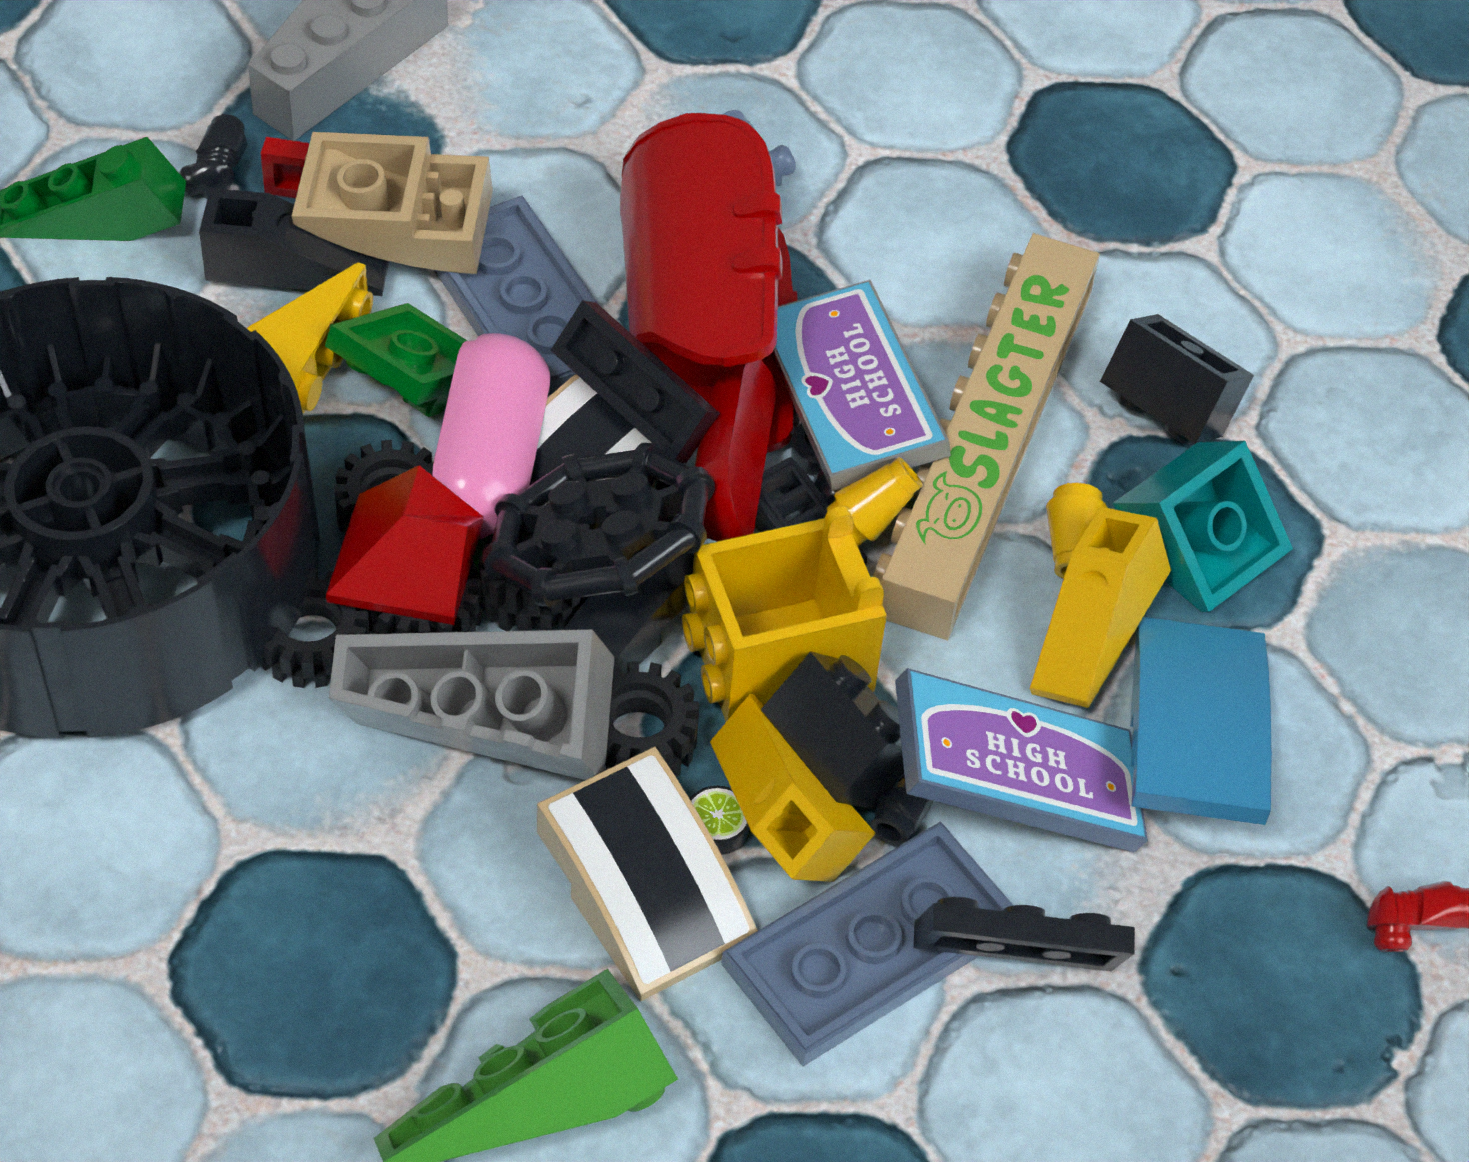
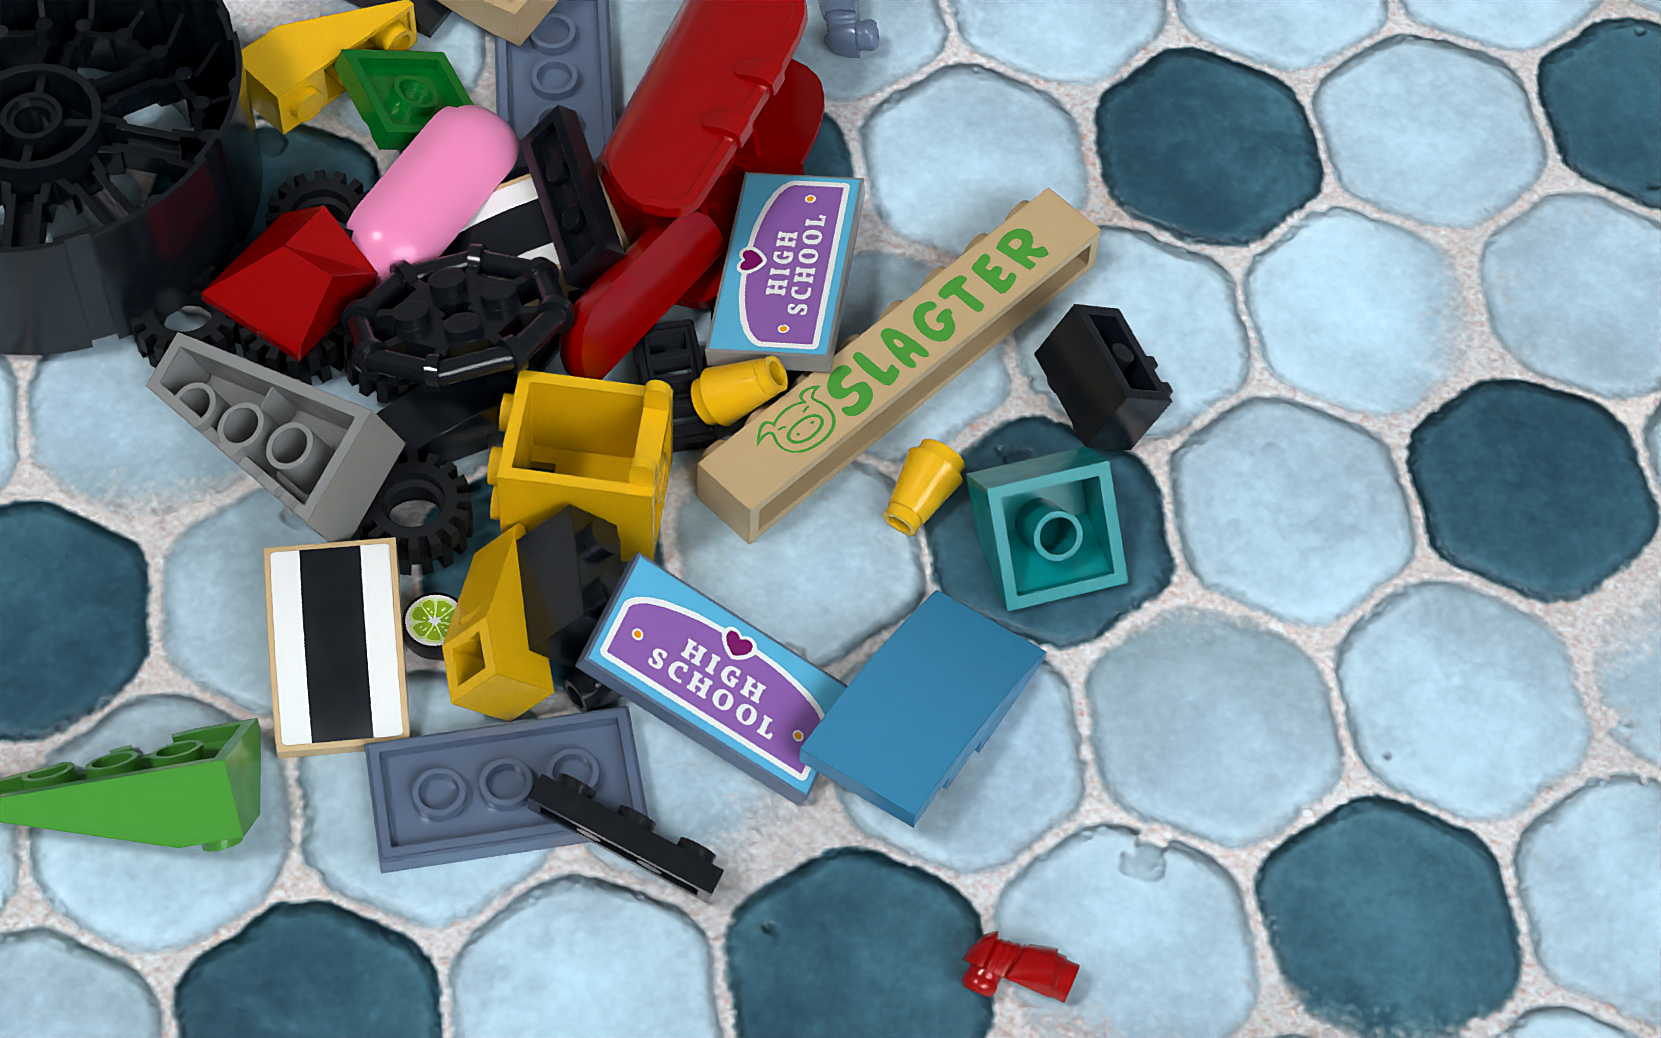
camera: 25 degrees right, 5 degrees up
(1100, 604) = (895, 561): yellow slope -> none

